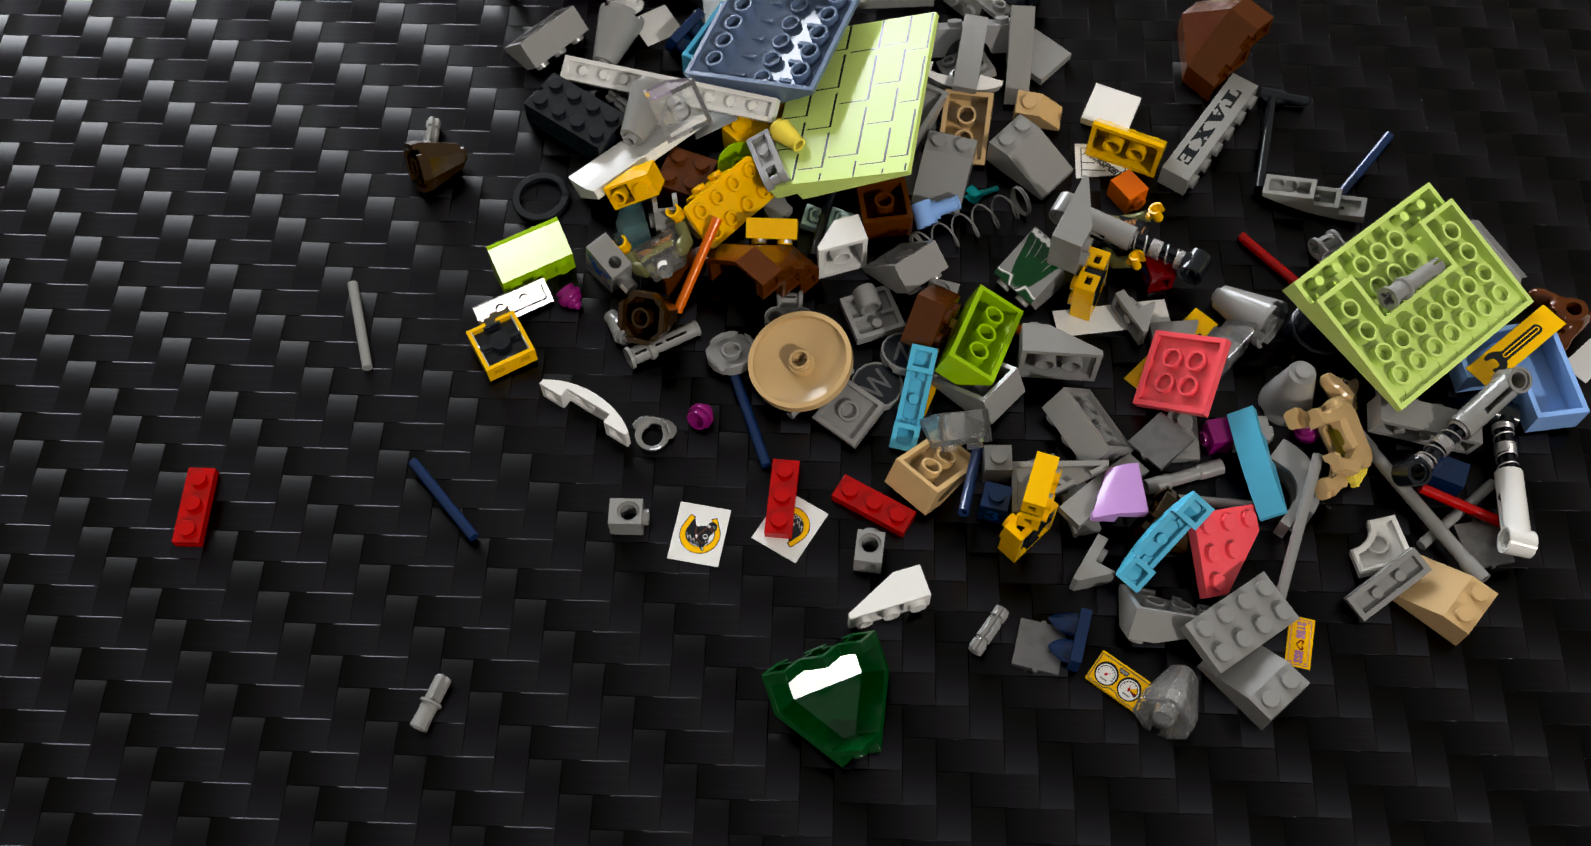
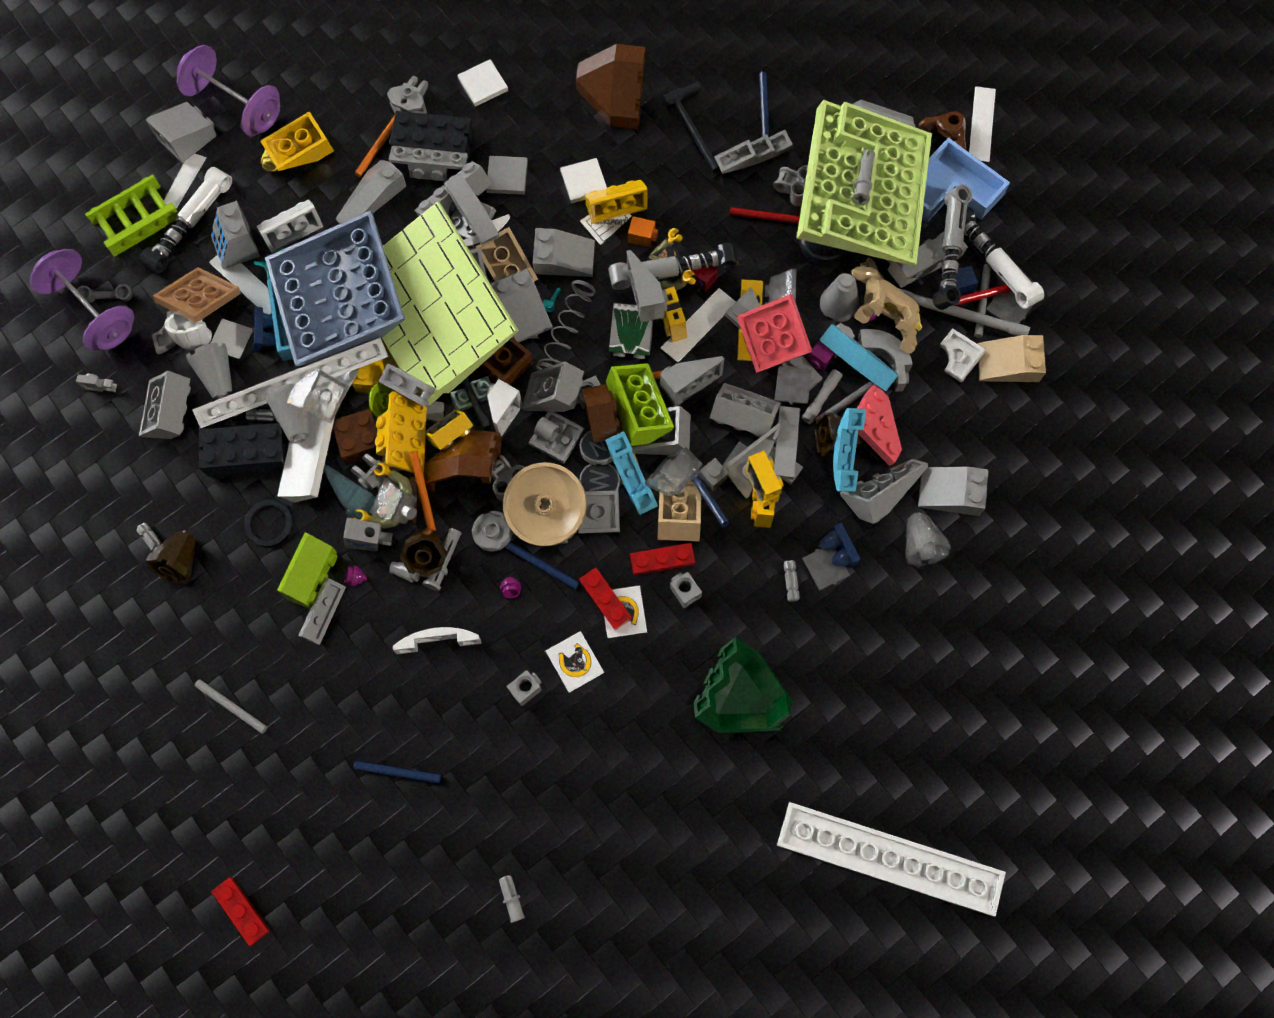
camera: 40 degrees left, 10 degrees up
(502, 346) = (342, 644): piece -> none
(635, 185) = (335, 469): yellow slope -> none
(668, 429) = (497, 611): light grey piece -> none
(785, 134) = (403, 358): light yellow cone -> none
(898, 593) = (724, 601): white slope -> none
(929, 212) = (534, 340): light blue pin -> none
(994, 502) = (732, 500): dark blue brick -> none
(1019, 51) = (500, 185): light grey slope -> none
(1038, 109) = (540, 216): tan slope -> none
(1091, 571) = (817, 498): light grey slope -> none
(1117, 680) = (884, 551): slope -> none
(1120, 494) = (801, 439): lavender slope -> none
(1133, 318) = (717, 317): light grey slope -> none
(1208, 134) = (658, 154): light grey brick -> none
(1239, 623) = (925, 464): light grey plate -> none
(1247, 306) = (776, 260): light grey cone -> none
(1299, 524) = (912, 383): light grey piece -> none
(1300, 643) = (959, 447): yellow sticker -> none
(1387, 584) = (981, 375): light grey plate -> none
(1516, 344) = (942, 169): yellow sticker -> none

